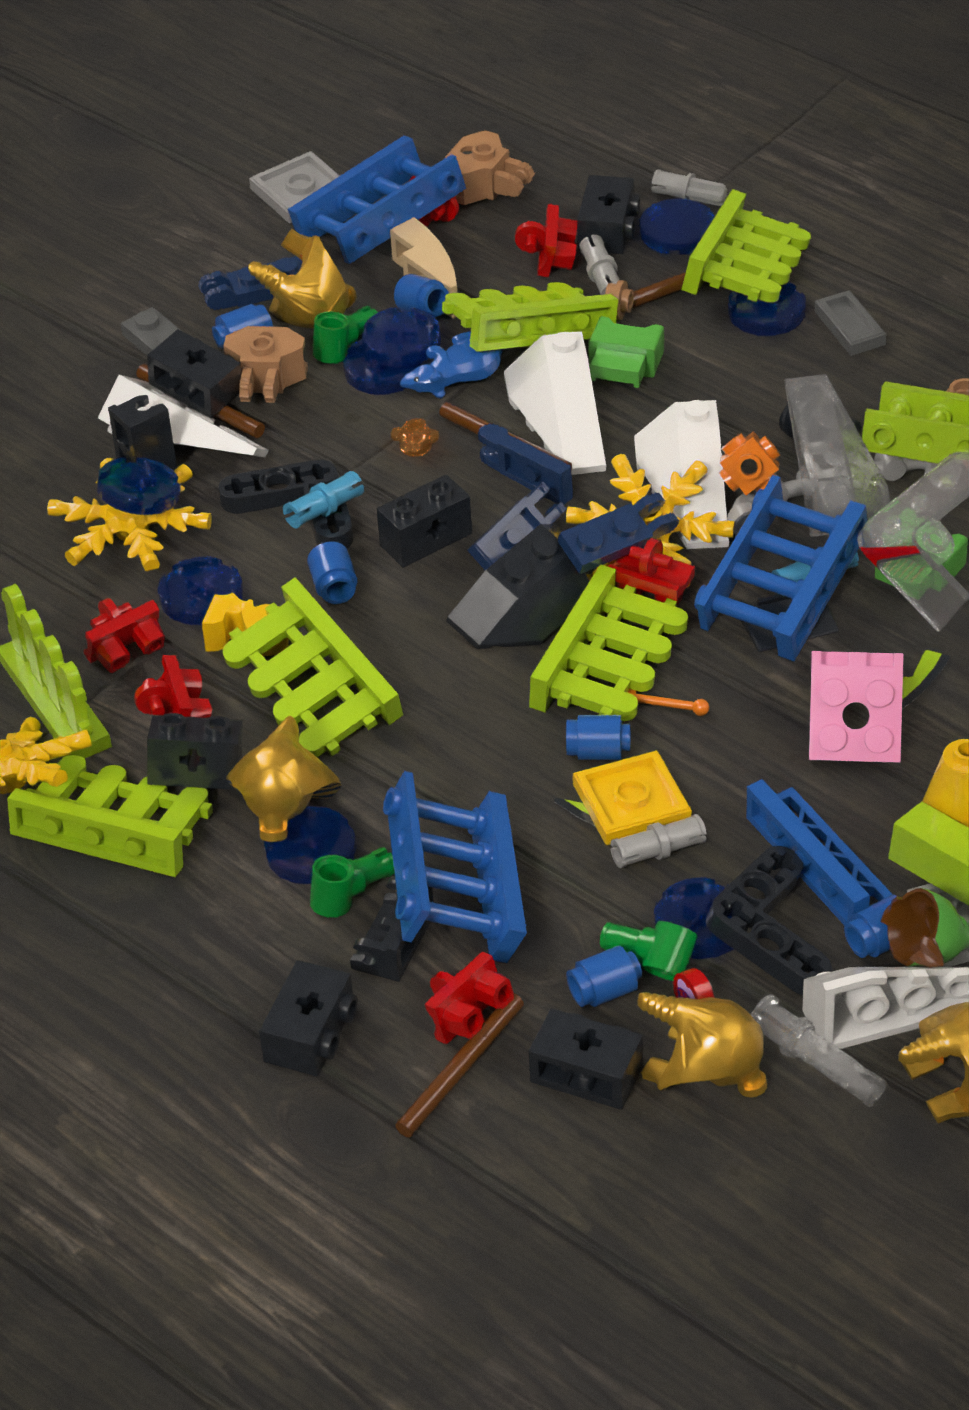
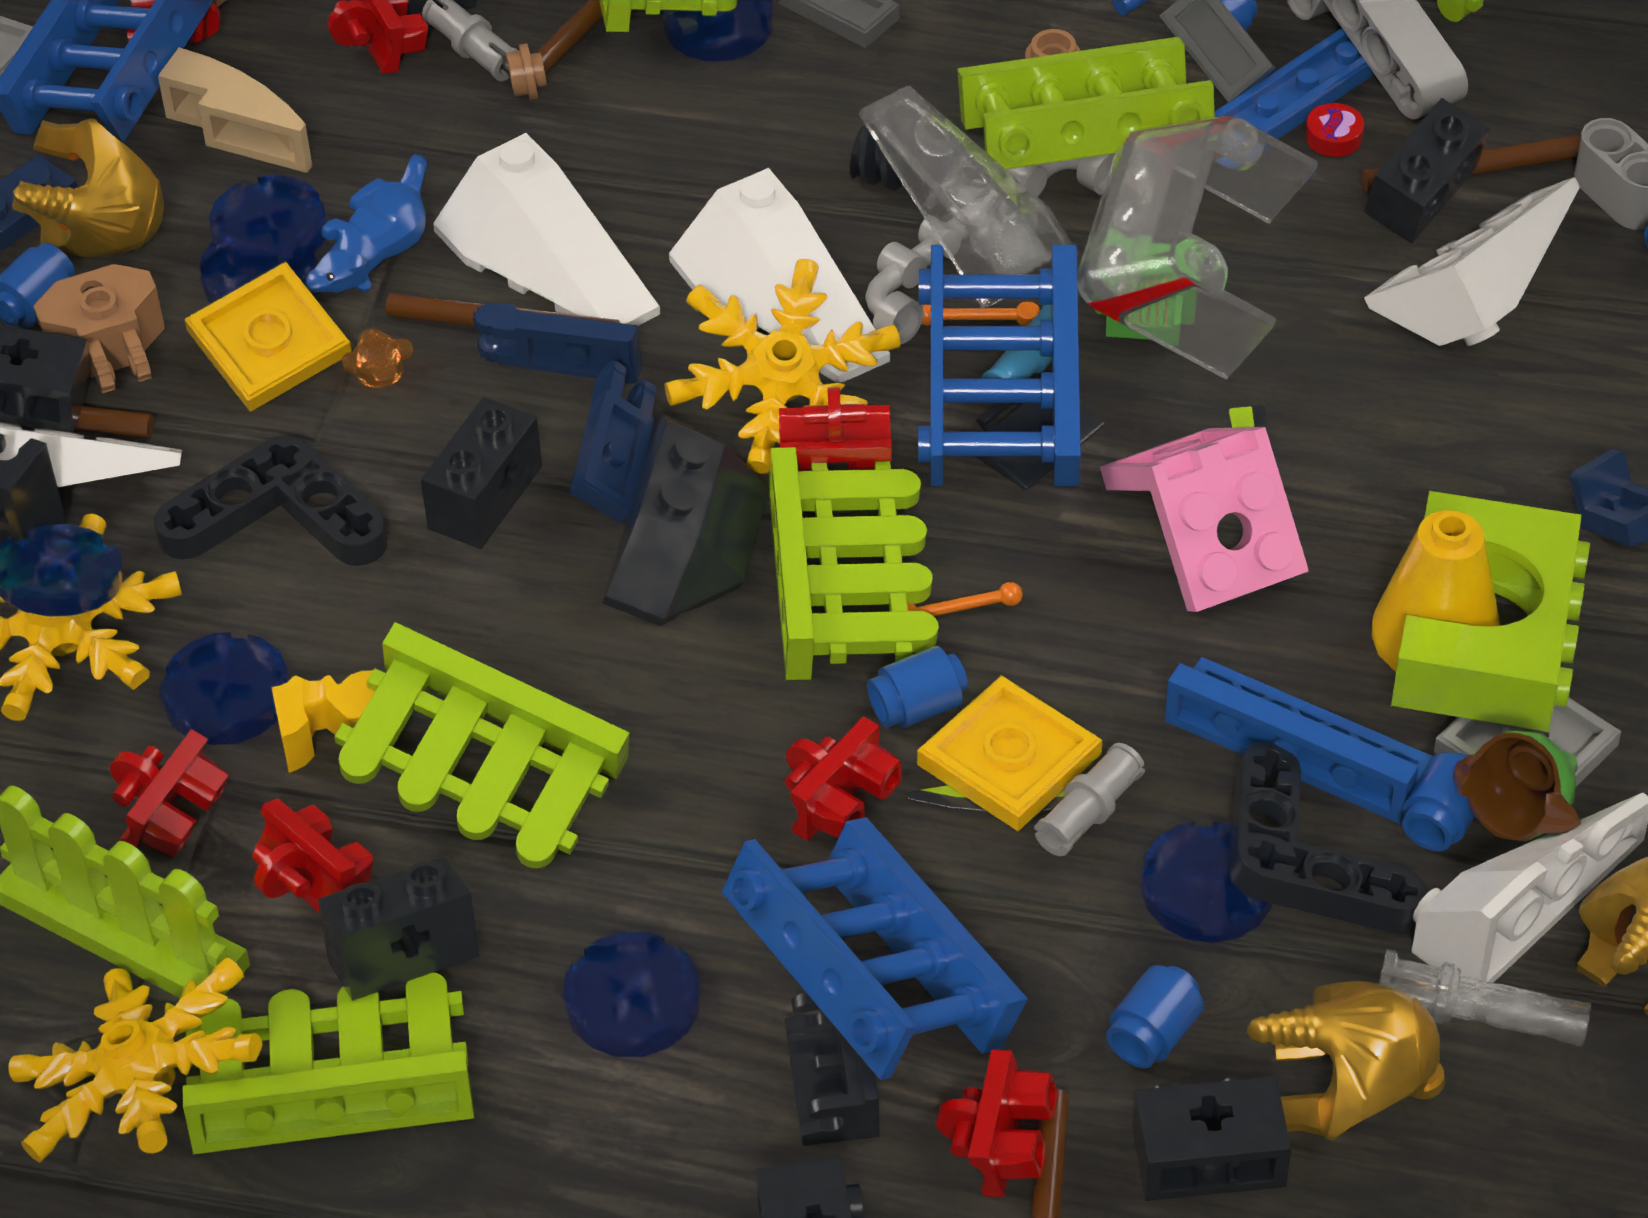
camera: 30 degrees left, 5 degrees up
(281, 780) = (553, 921): pearl gold piece -> none
(323, 499) = (328, 494): dark azure pin -> none
(332, 572) = (403, 591): blue brick -> none
(336, 332) = (173, 245): green pin -> none
(340, 879) = (722, 1023): green pin -> none
(357, 402) = (267, 336): none -> yellow tile
(420, 293) = (257, 152): blue brick -> none
(511, 769) = (831, 772): none -> red hips
(527, 314) = (432, 134): lime fence -> none
(615, 533) = (767, 400): dark blue hinge -> none
(624, 351) = (586, 139): bright green piece -> none
(660, 949) = (1206, 945): green pin -> none
(692, 984) = (1278, 985): red tile -> none
(744, 448) = (874, 239): orange brick -> none
(774, 527) = (1022, 314): none -> orange hinge

